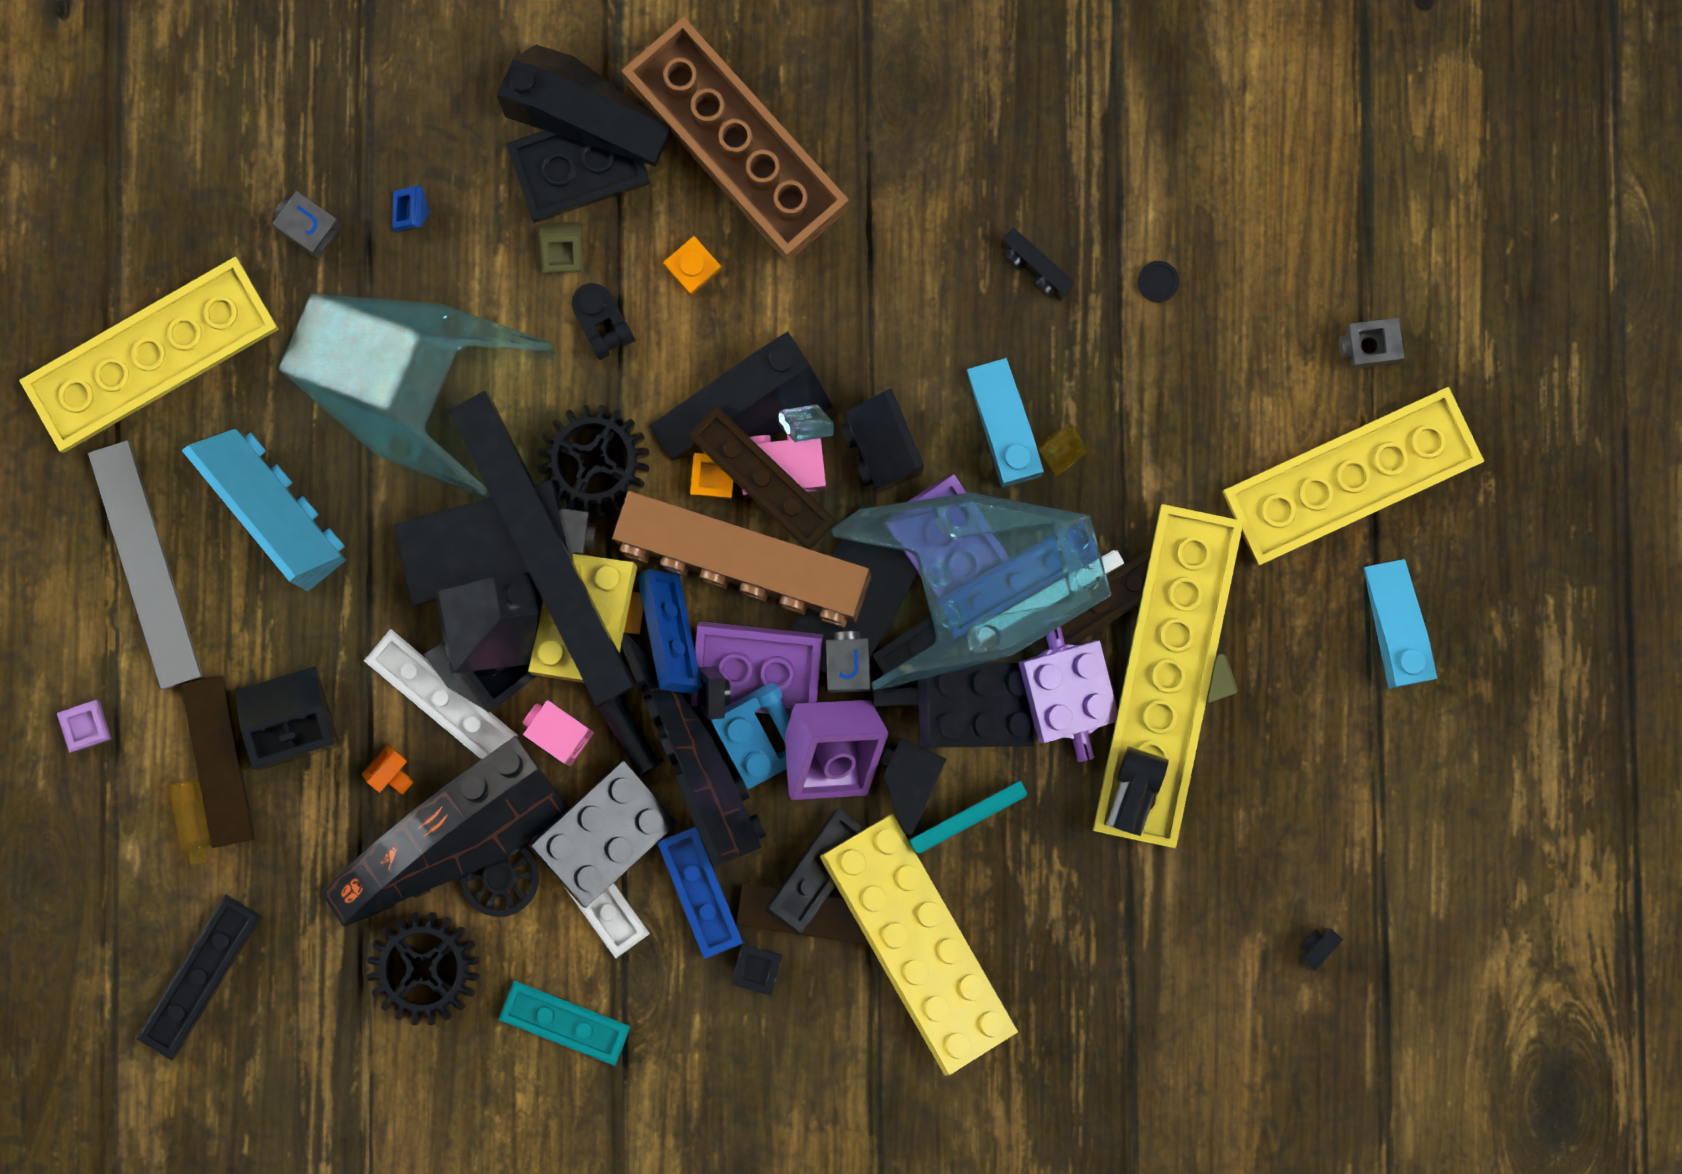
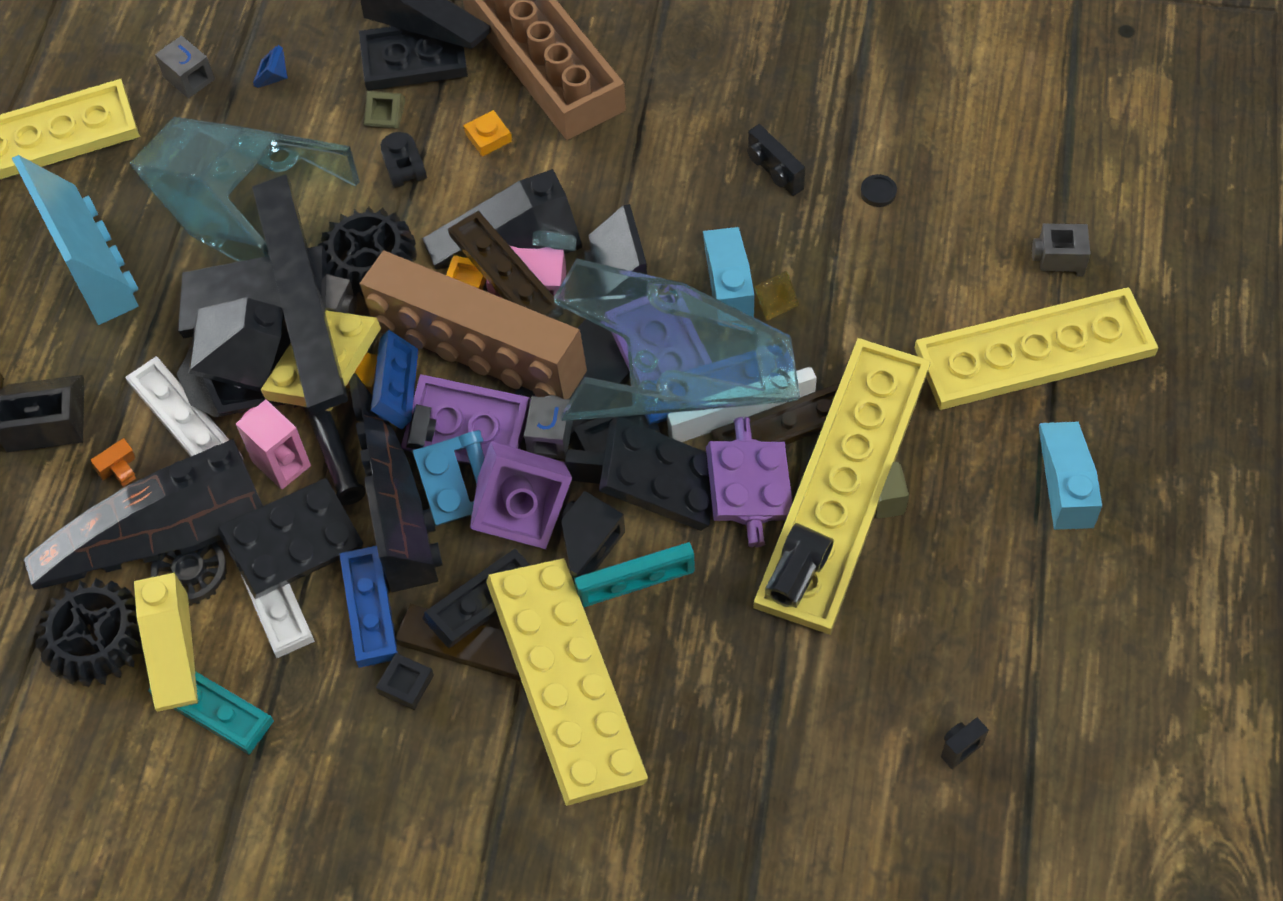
camera: 15 degrees right, 25 degrees down
(509, 974) = (166, 640): none -> light yellow slope

